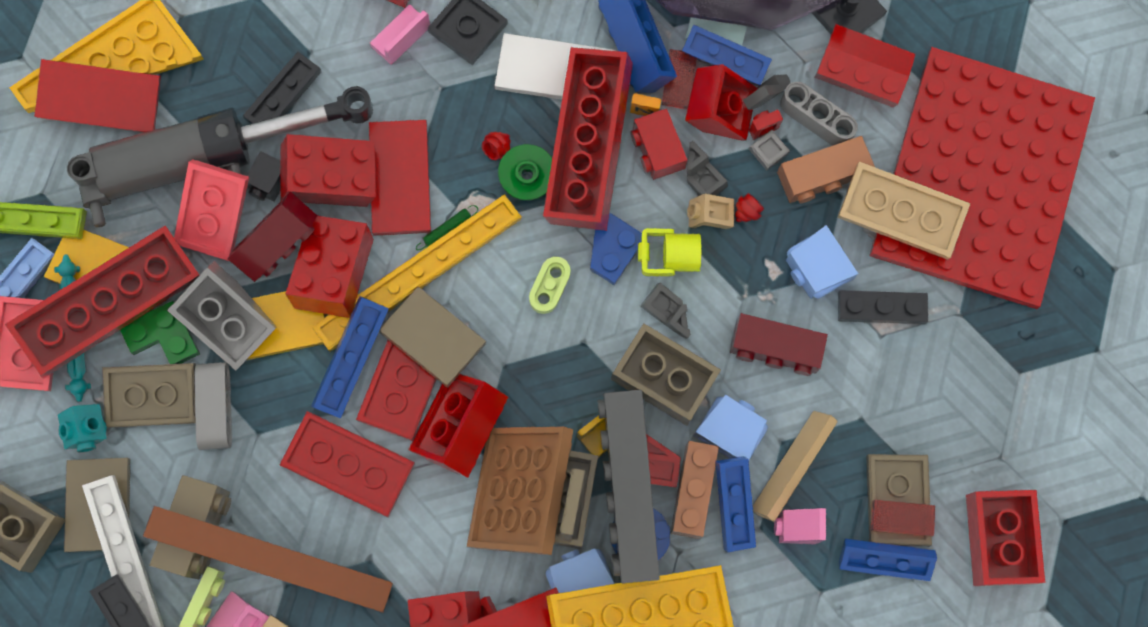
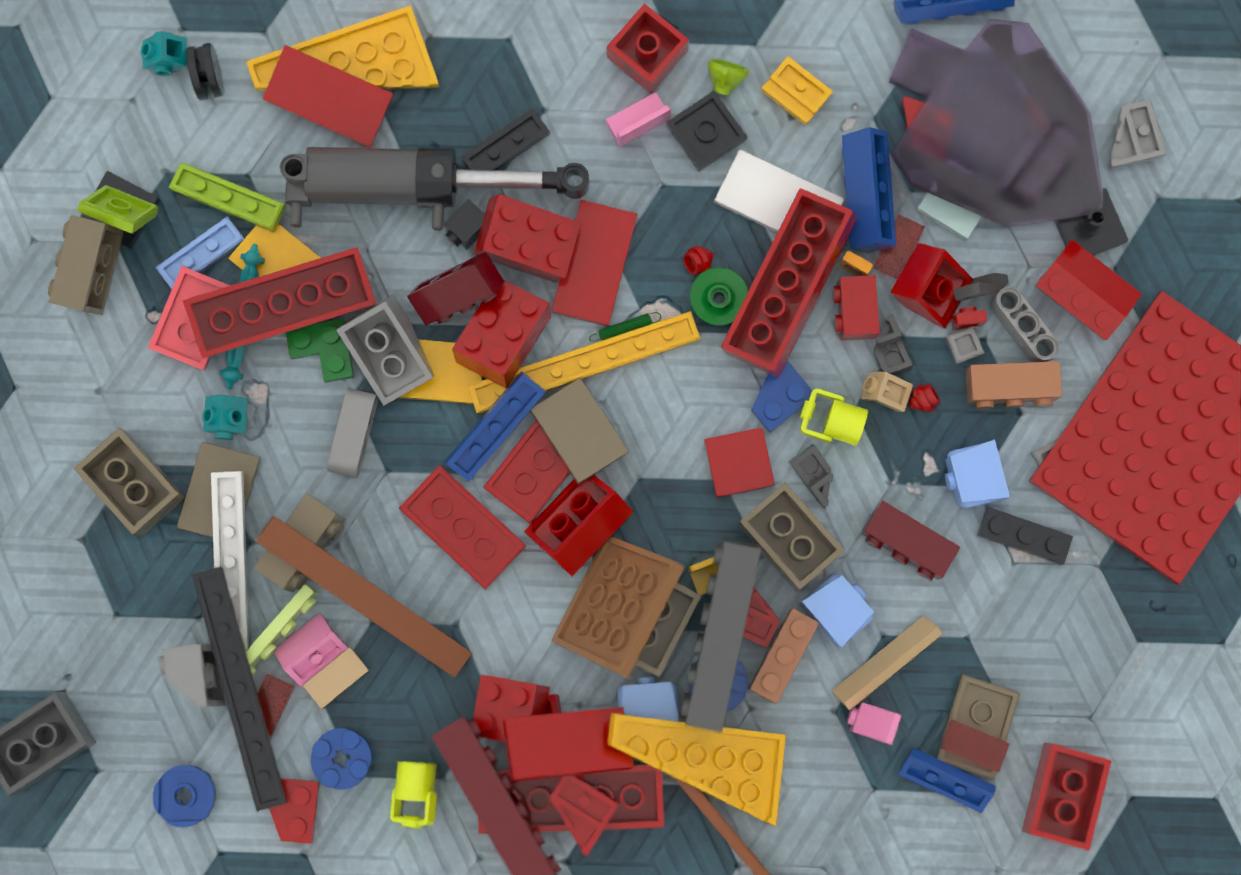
camera: 20 degrees right, 5 degrees up
(149, 395) = (296, 403): dark tan tile -> none
(210, 209) = (404, 242): coral plate -> none
(548, 285) = (706, 415): yellowish green plate -> none
(571, 505) = (661, 637): dark tan tile -> none
(594, 321) = (739, 462): none -> red tile
(719, 50) = (953, 238): blue plate -> none
(735, 504) = (818, 682): blue plate -> none
(903, 210) = (1075, 449): tan plate -> none

